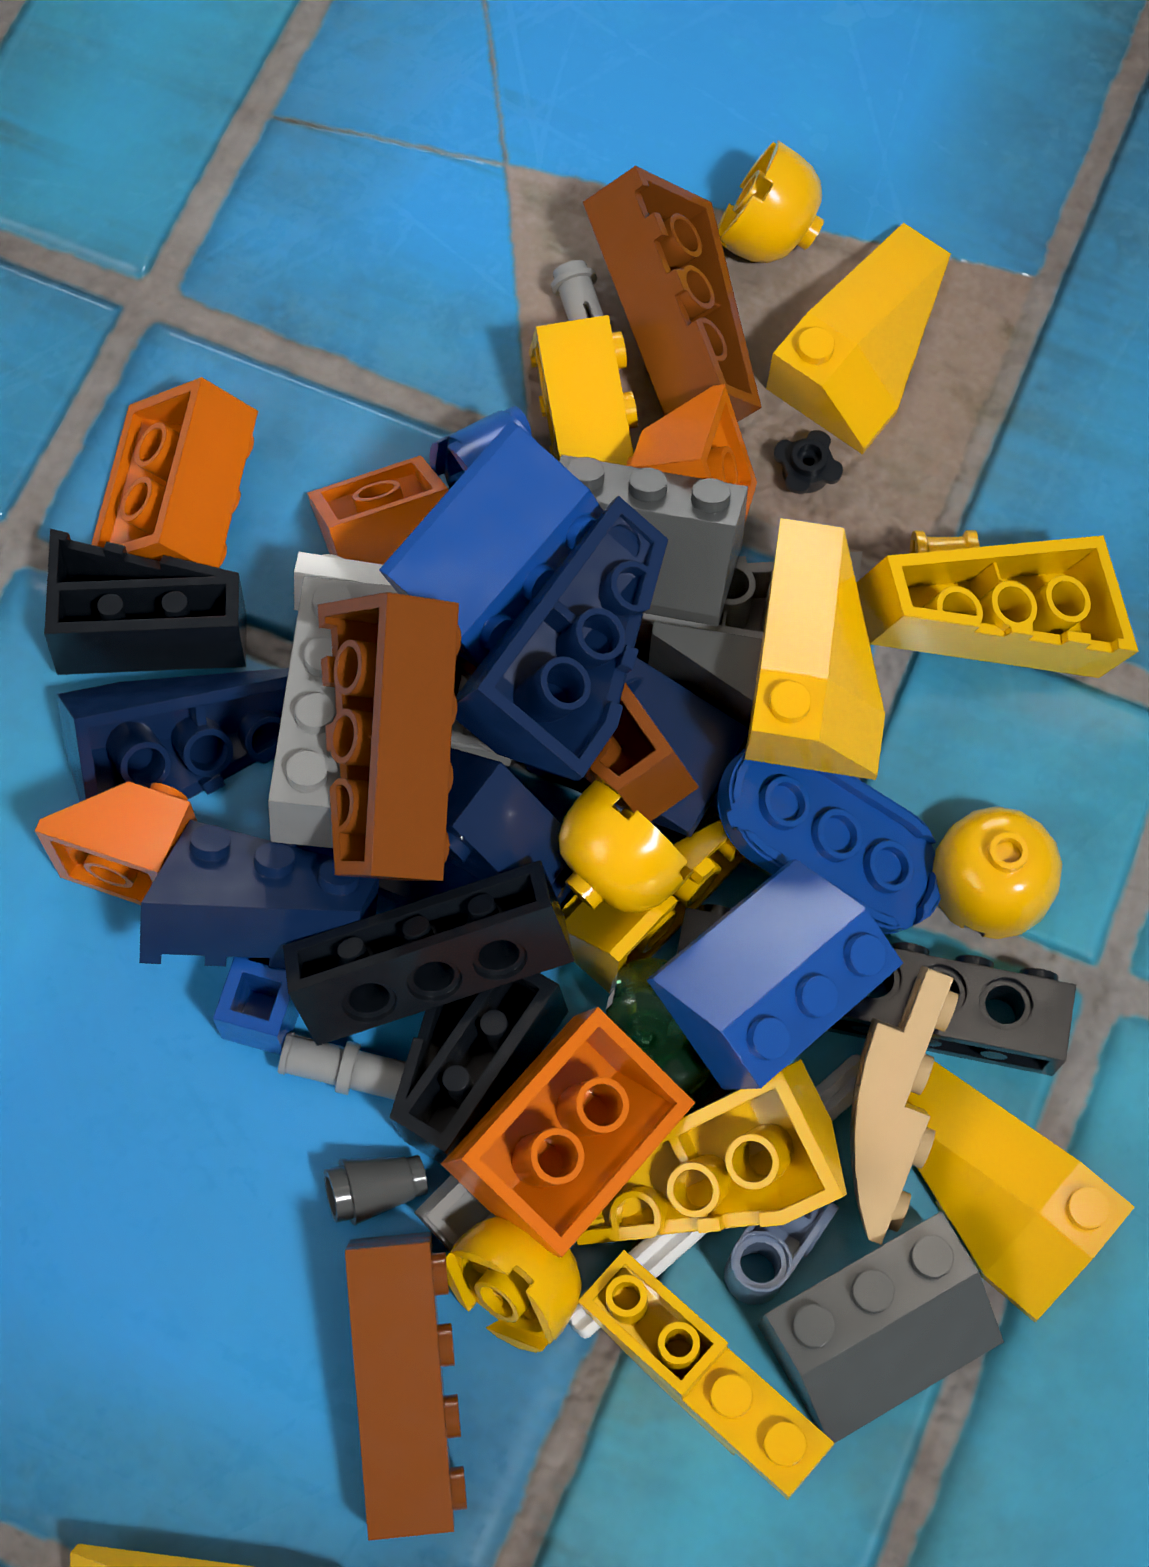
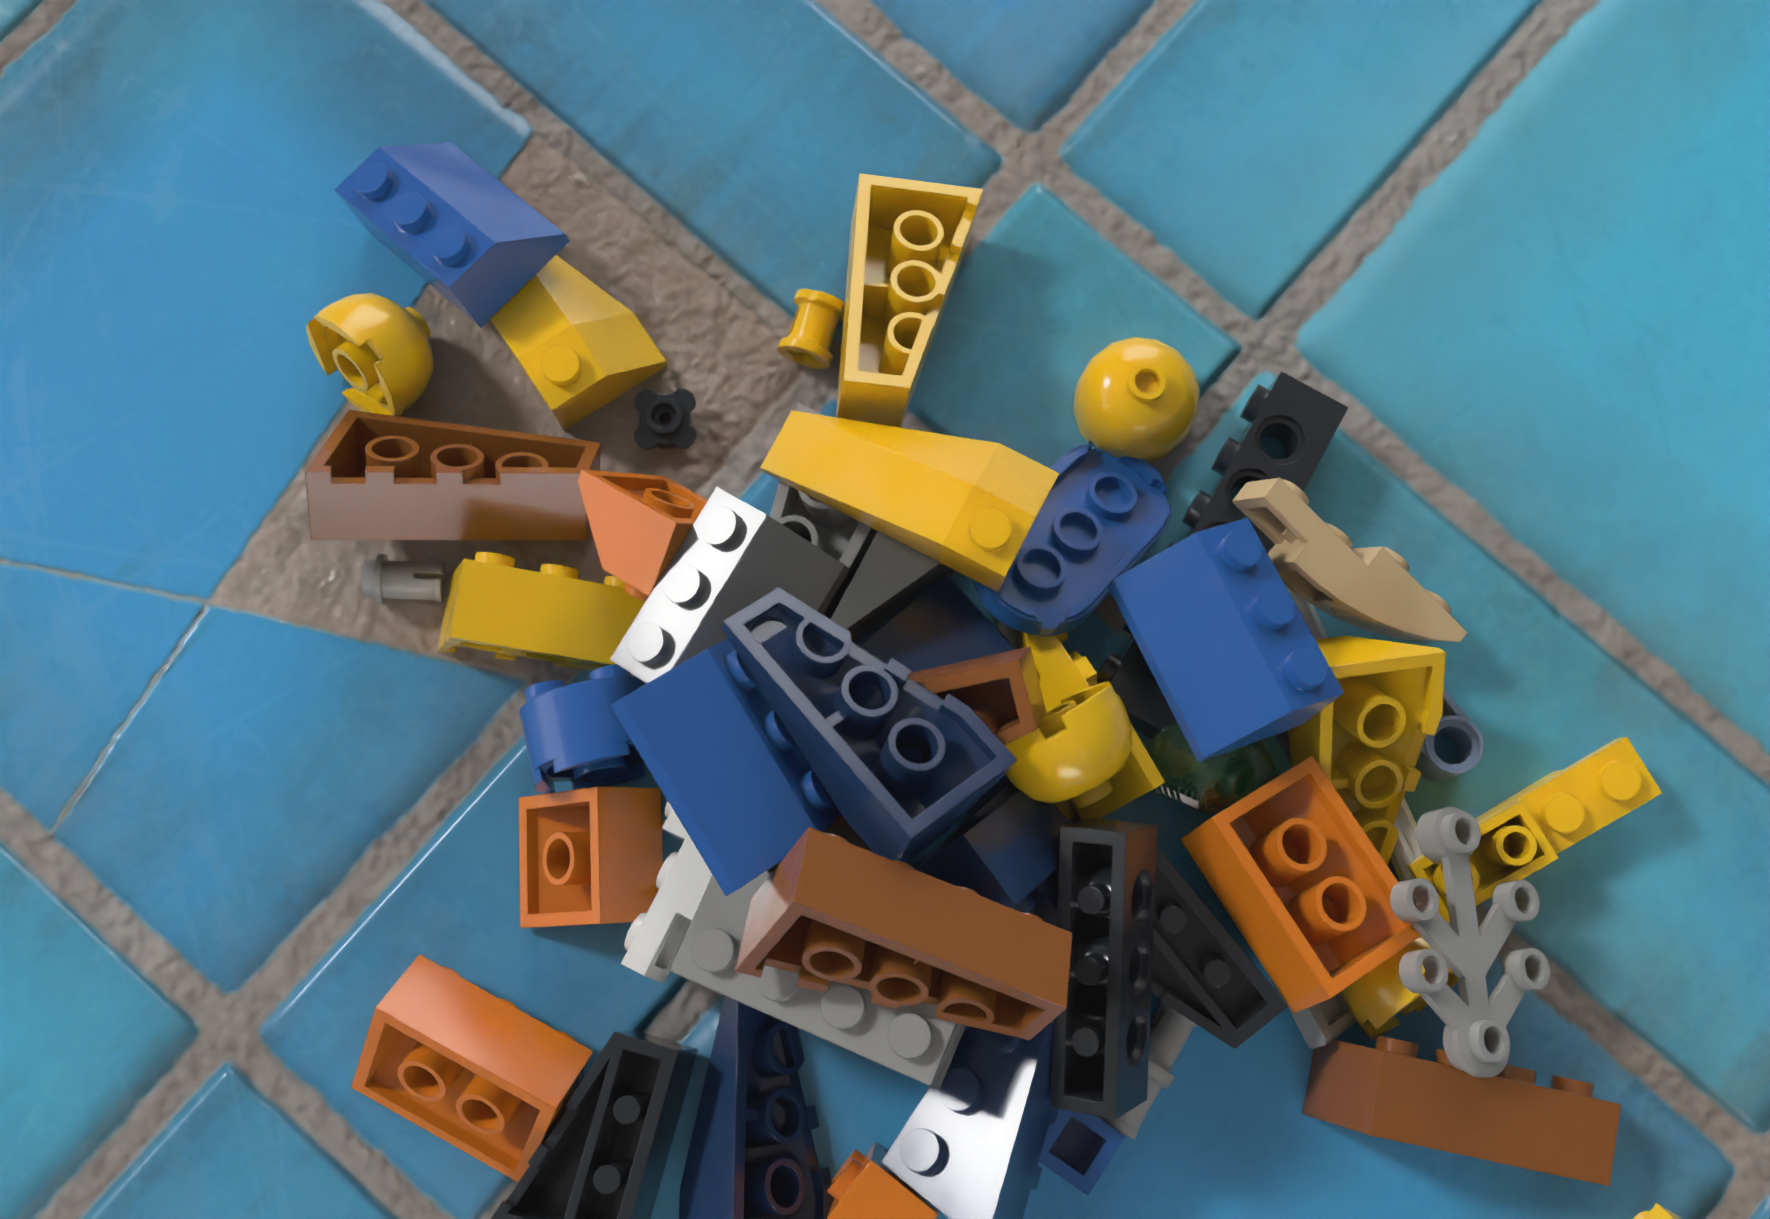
camera: 75 degrees left, 10 degrees up
(372, 1186) = (1269, 1080): dark grey cone -> none
(553, 1303) = (1475, 1023): none -> light grey plant
(883, 1328) = (1521, 658): dark grey slope -> none
(912, 226) = (452, 224): none -> blue slope
(1013, 1195) = (1450, 497): yellow wedge -> none

